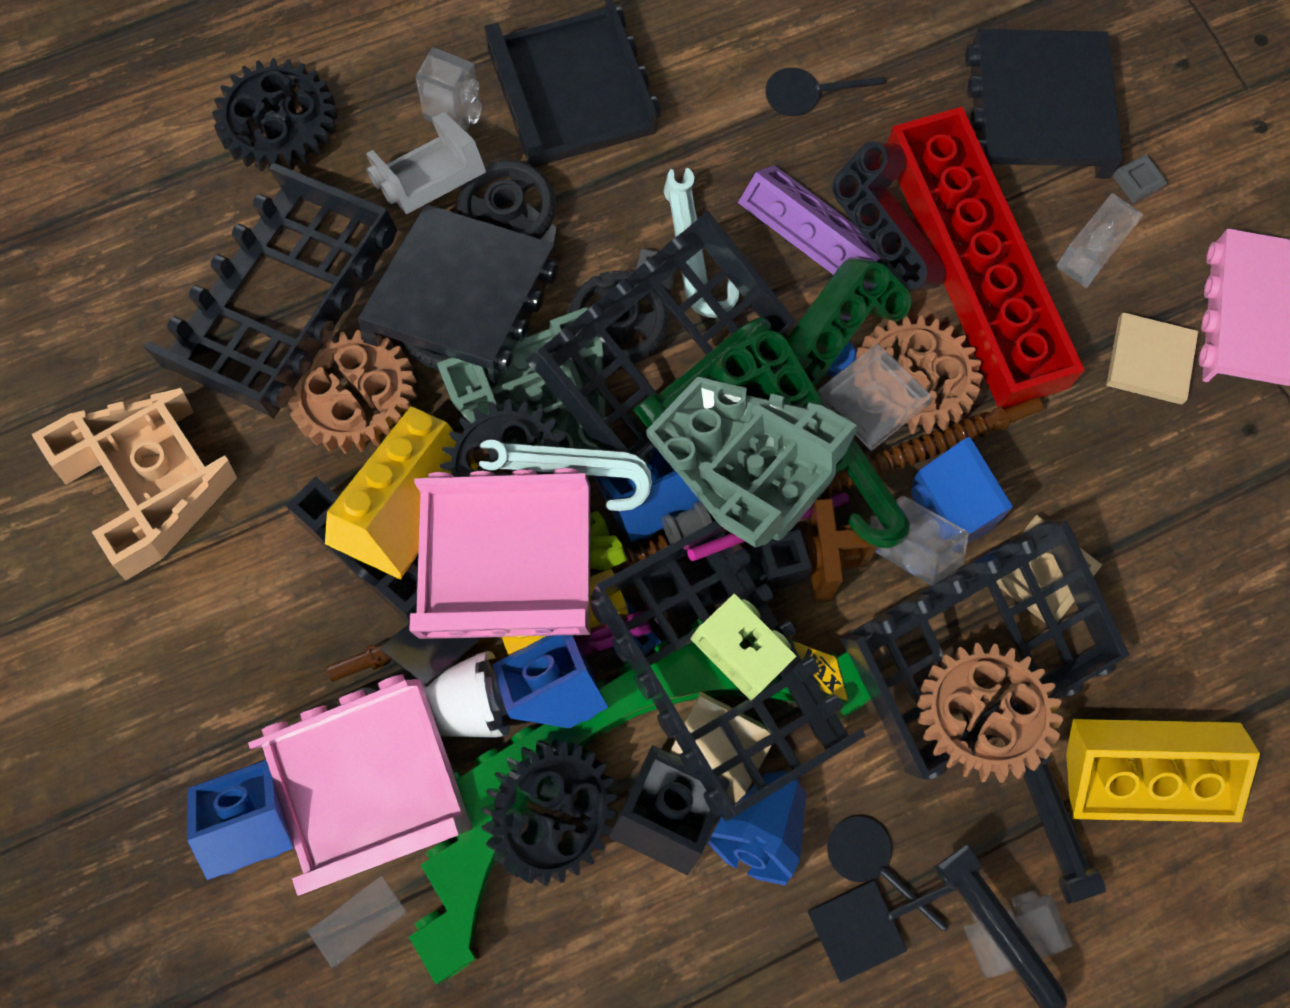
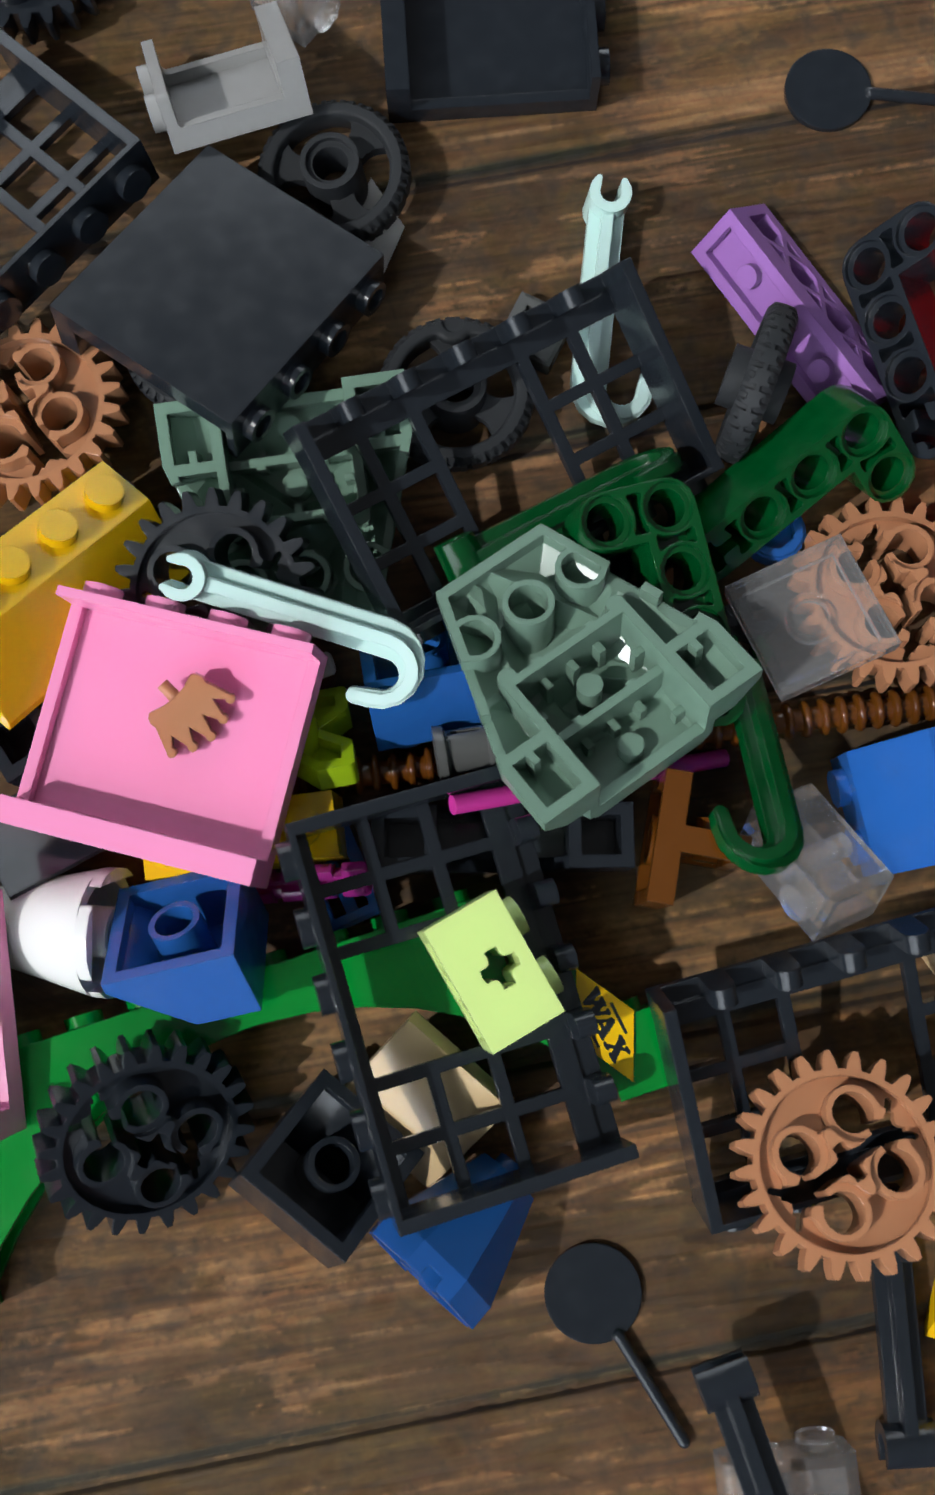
camera: 20 degrees right, 10 degrees up
(513, 537) = (188, 711): none -> nougat piece
(801, 267) = (756, 382): none -> black wheel
(861, 930) = (559, 1412): black piece -> none

